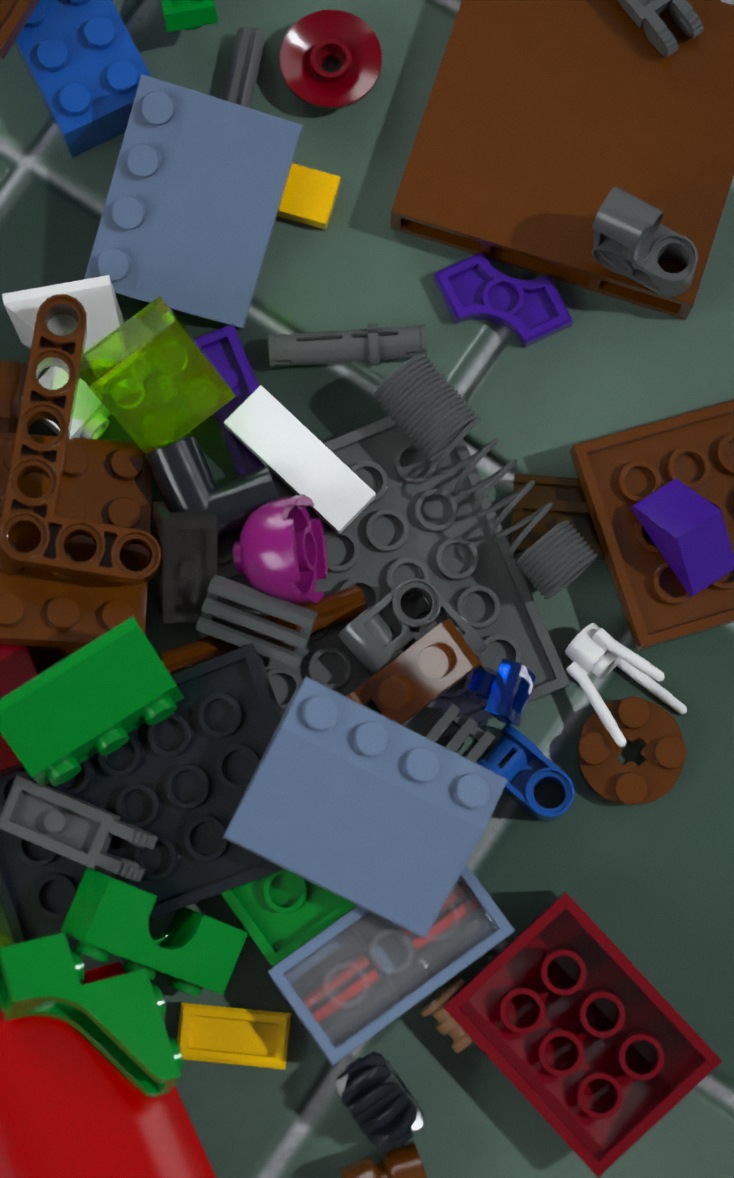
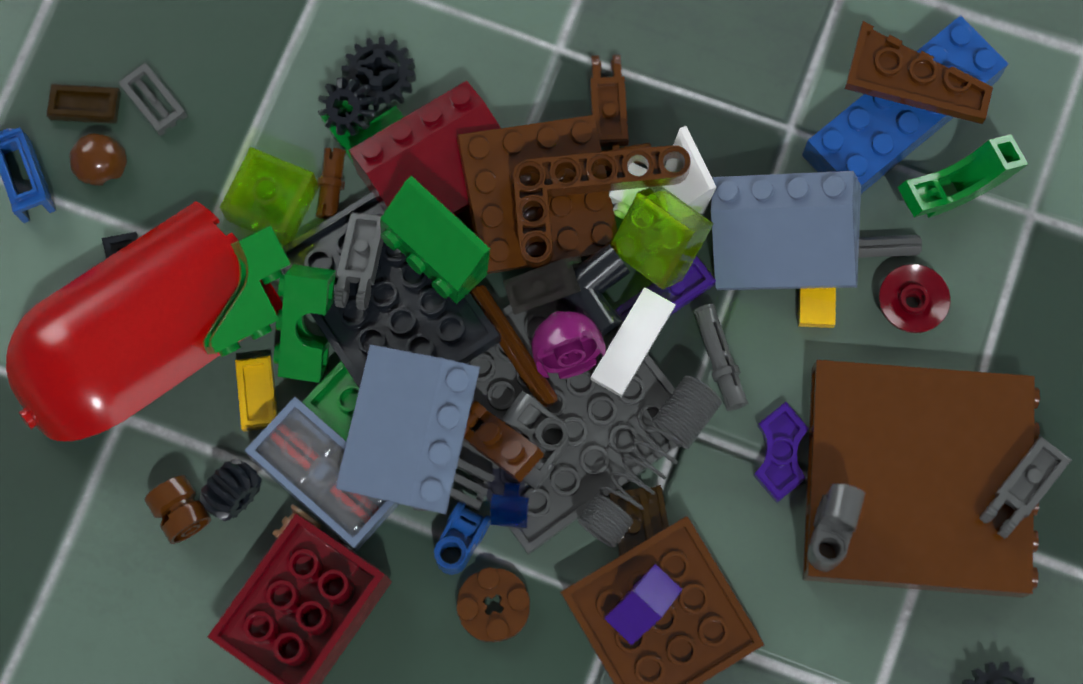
camera: 80 degrees right, 5 degrees down
(260, 601) = (510, 336): dark grey tile -> none
(598, 654) = (551, 567): white plant -> none

